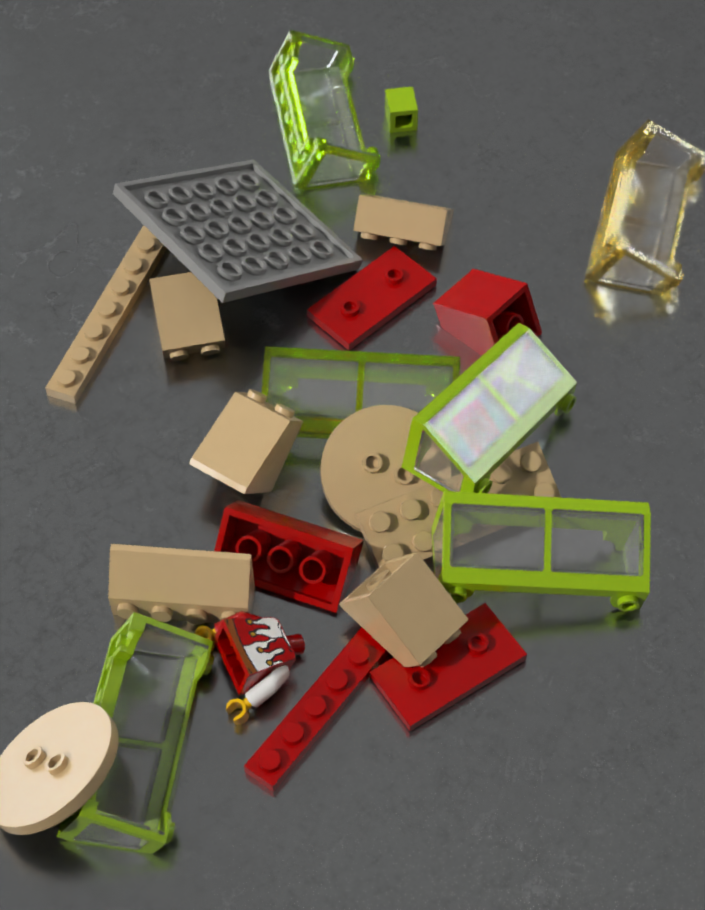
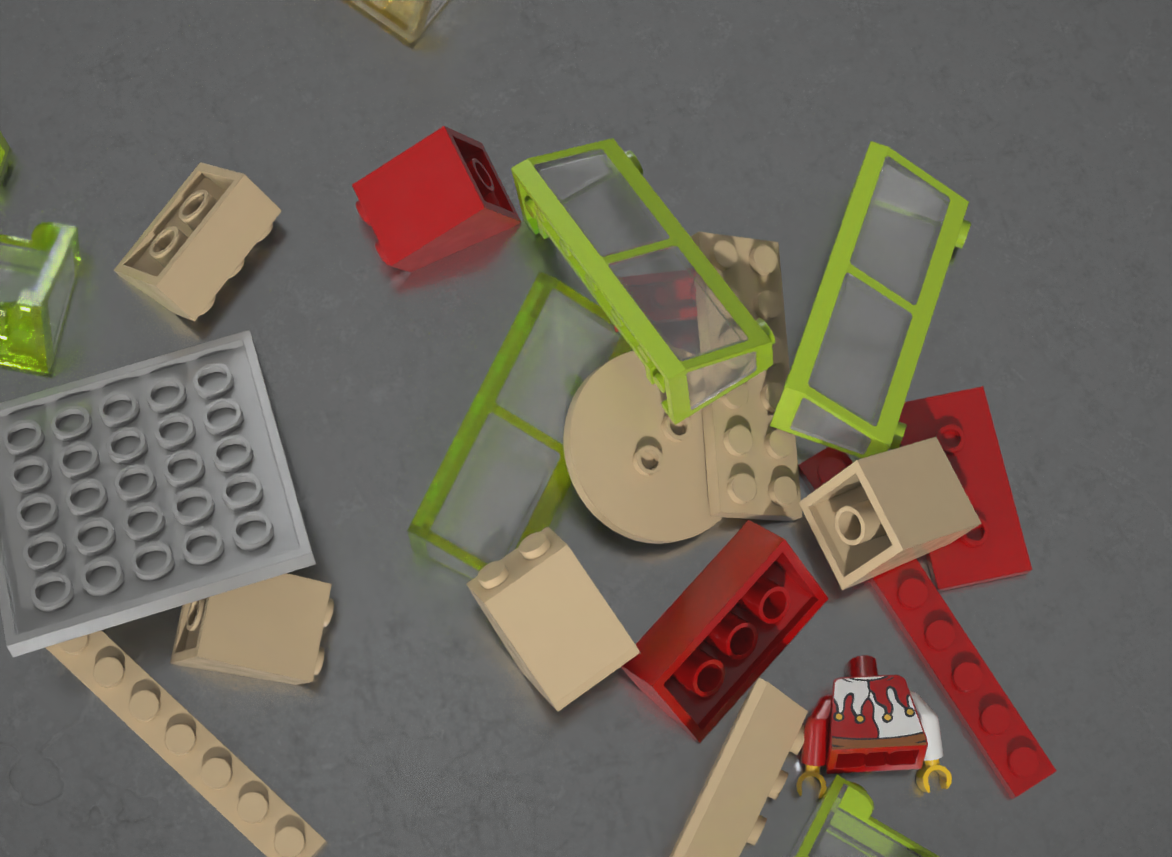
camera: 75 degrees left, 20 degrees up
(371, 297) = (320, 345): red plate -> none

